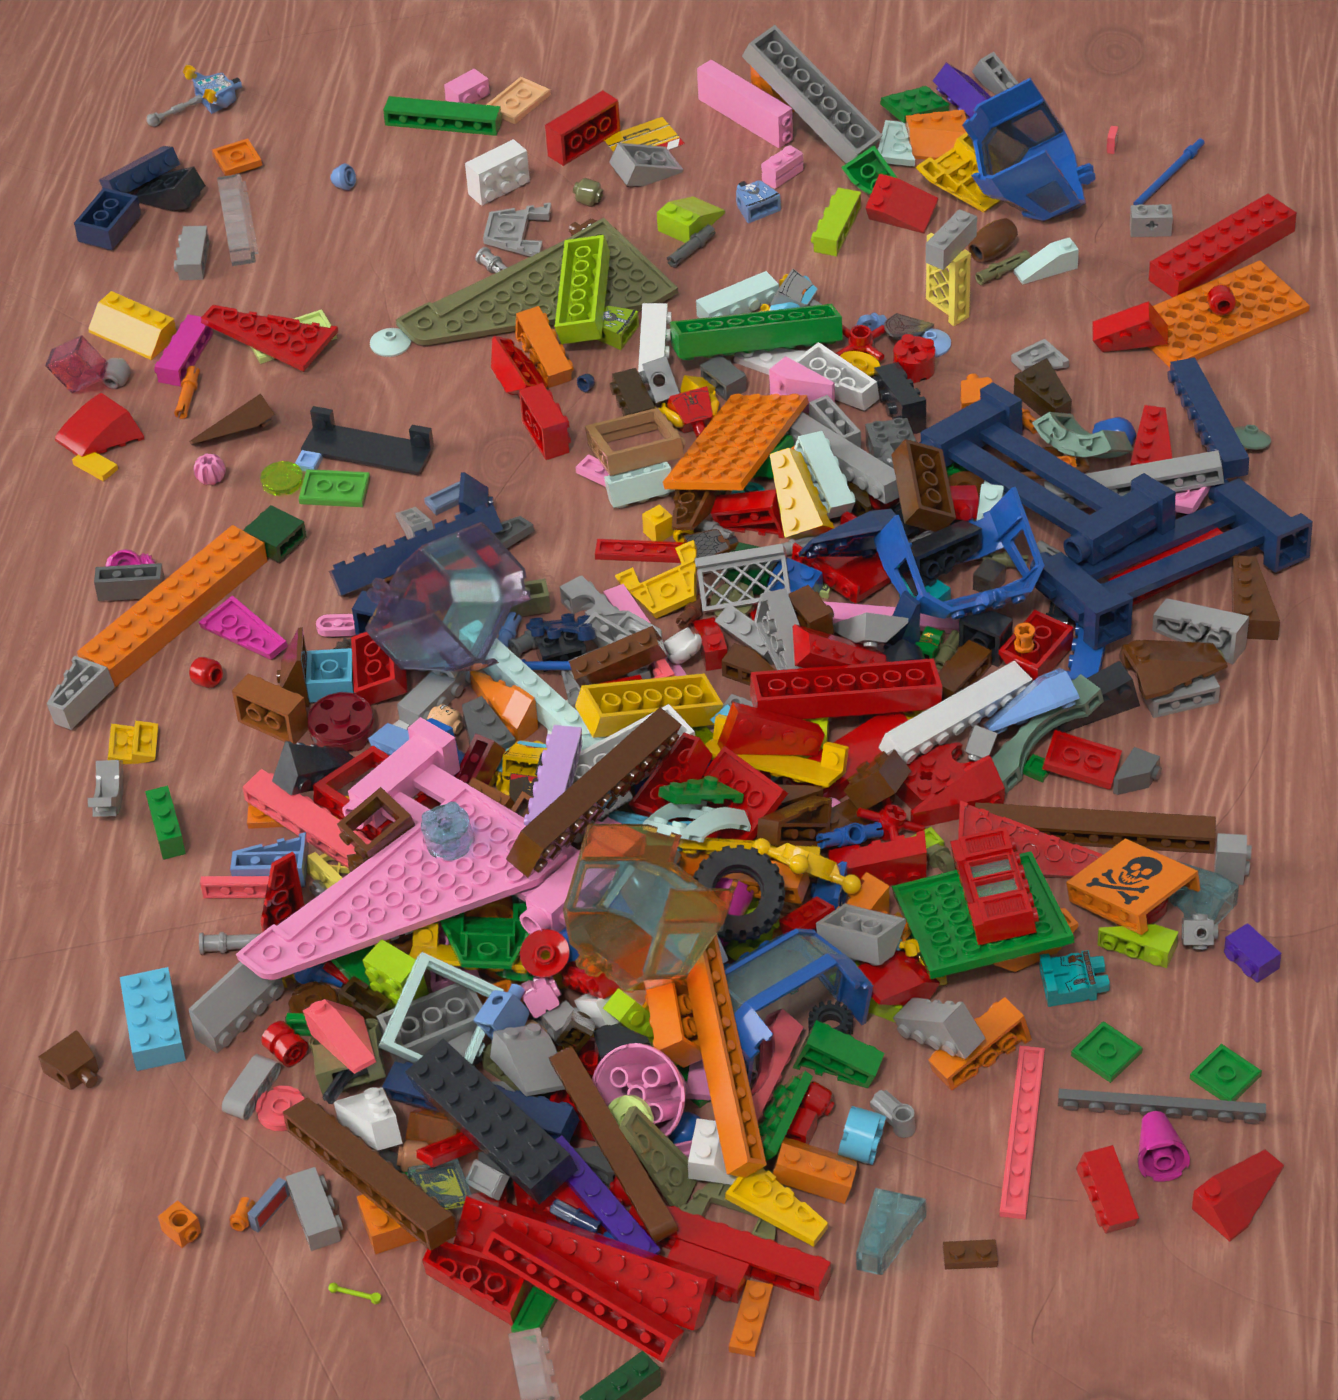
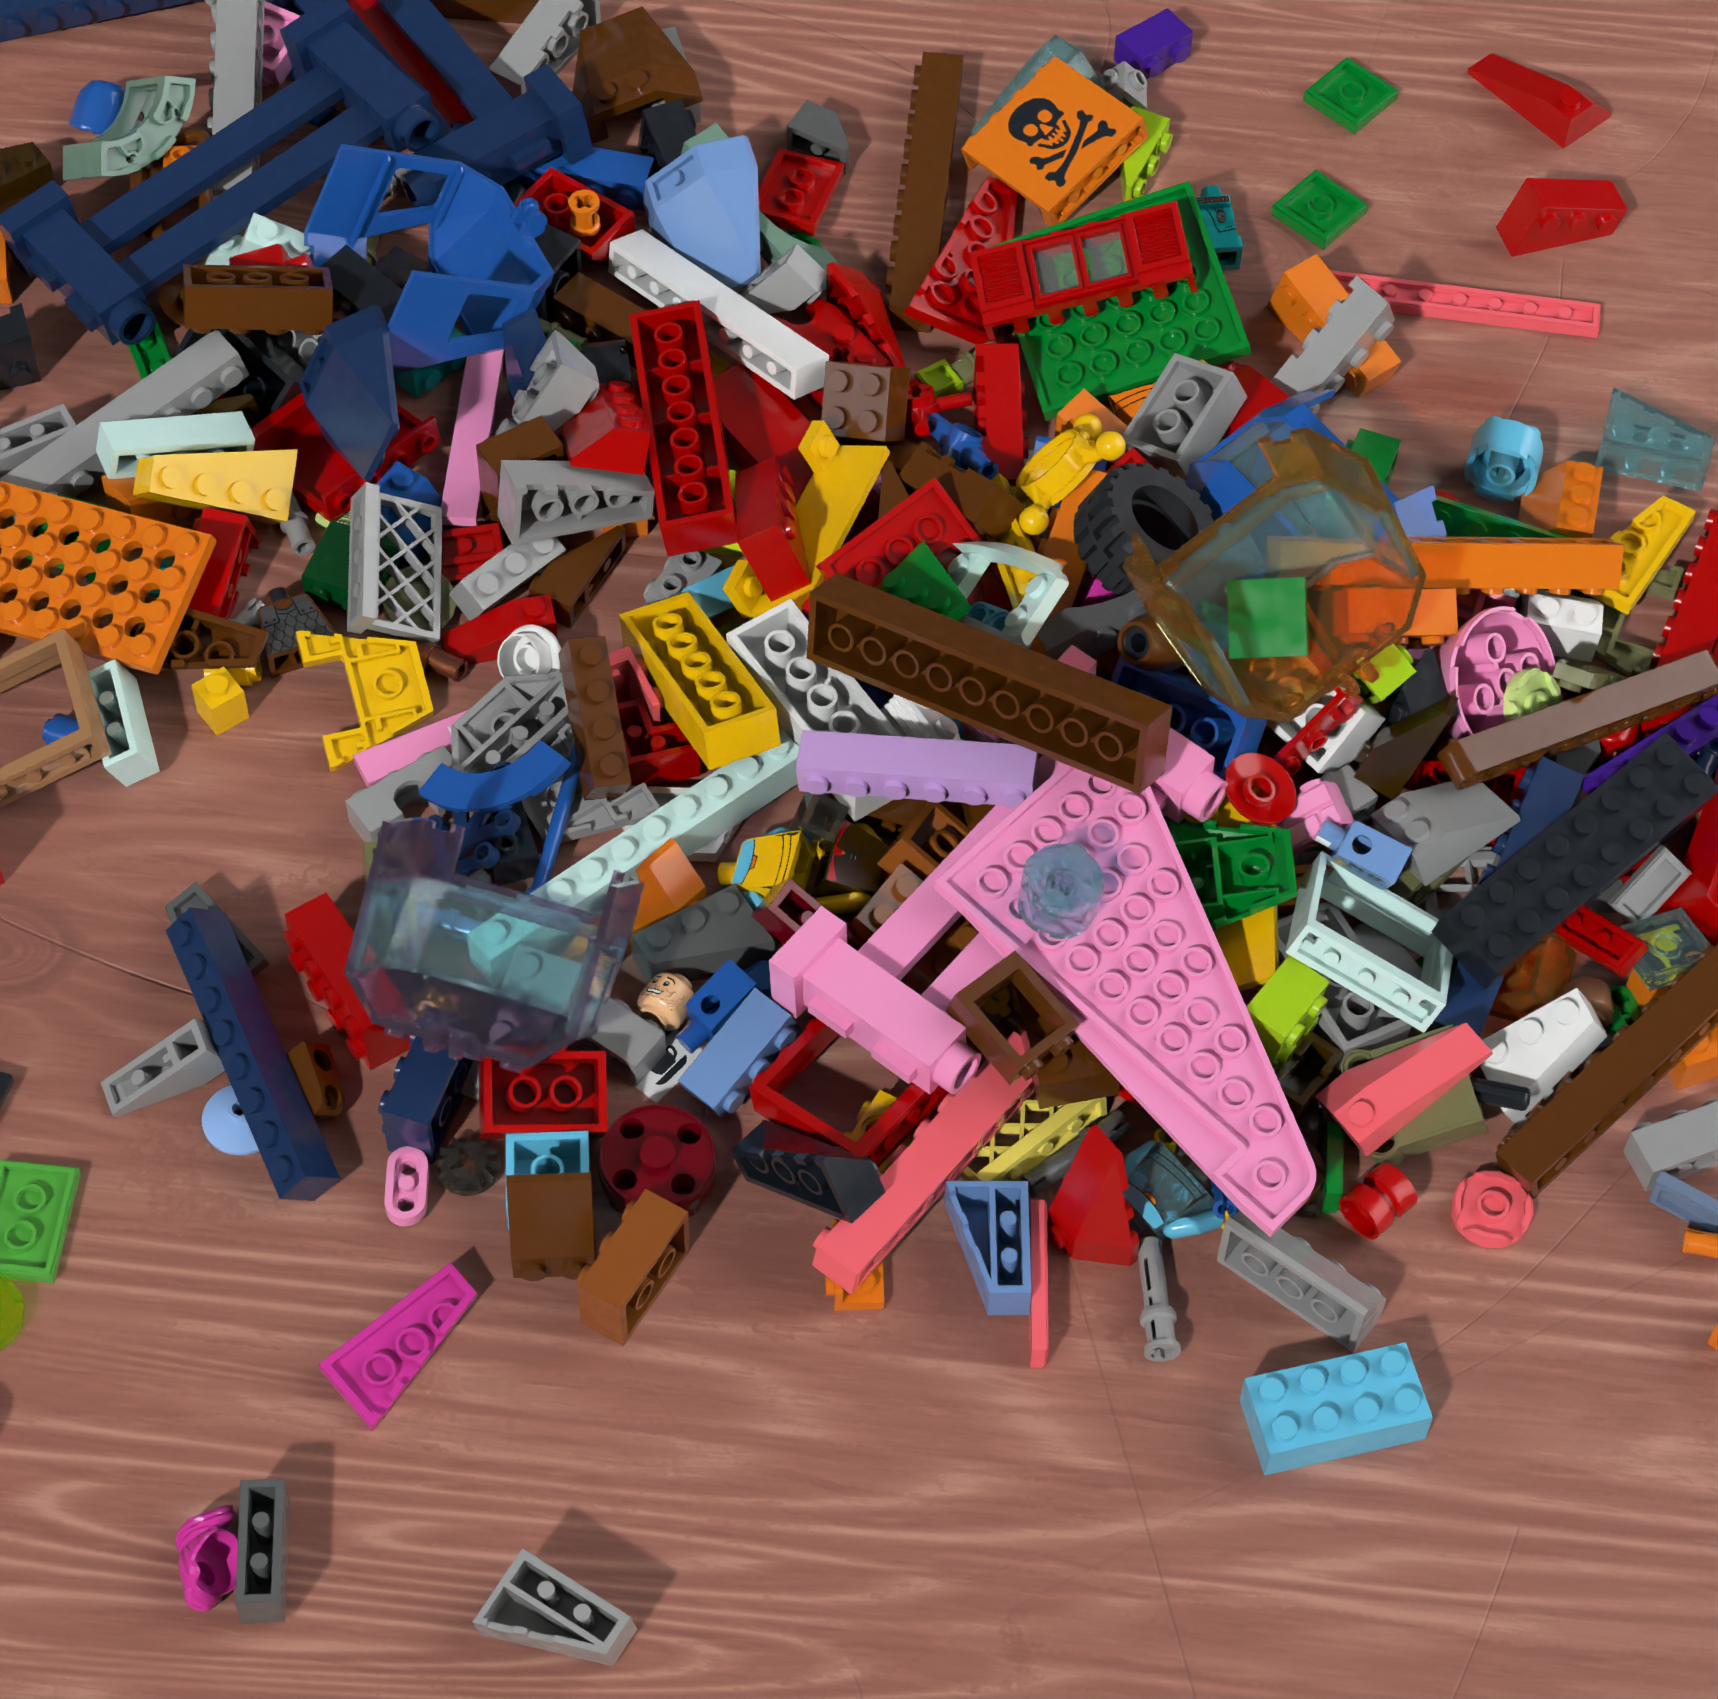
camera: 95 degrees left, 10 degrees up
(70, 1062) = (1431, 1530): reddish brown torso -> none
(108, 789) = (813, 1539): light grey arch -> none
(133, 743) = (675, 1517): yellow slope -> none
(165, 822) = (888, 1430): green brick -> none
(175, 603) = (330, 1468): orange brick -> none
(205, 672) = (512, 1397): red head -> none
(252, 1082) = (1462, 1248): light grey beam -> none
(278, 532) = (156, 1303): dark green brick -> none
(443, 499) = (85, 1029): sand blue tile -> none
(472, 494) = (136, 976): dark blue slope -> none
(572, 620) = (498, 788): none -> blue tile
(592, 469) = (59, 799): bright pink plate -> none
(637, 550) = (267, 737): red tile -> none
(639, 925) = (1267, 618): none -> green tile
(886, 436) = (89, 372): dark grey brick -> none
(898, 1115) = (1449, 430): light grey piece -> none
(970, 1254) = (1667, 367): reddish brown plate -> none
(1152, 437) = (139, 57): red wedge -> none
(1161, 1149) = (1485, 155): dark pink cone -> none
(1171, 1106) = (1415, 157): dark grey plate -> none
(1232, 856) = (1001, 42): light grey brick -> none

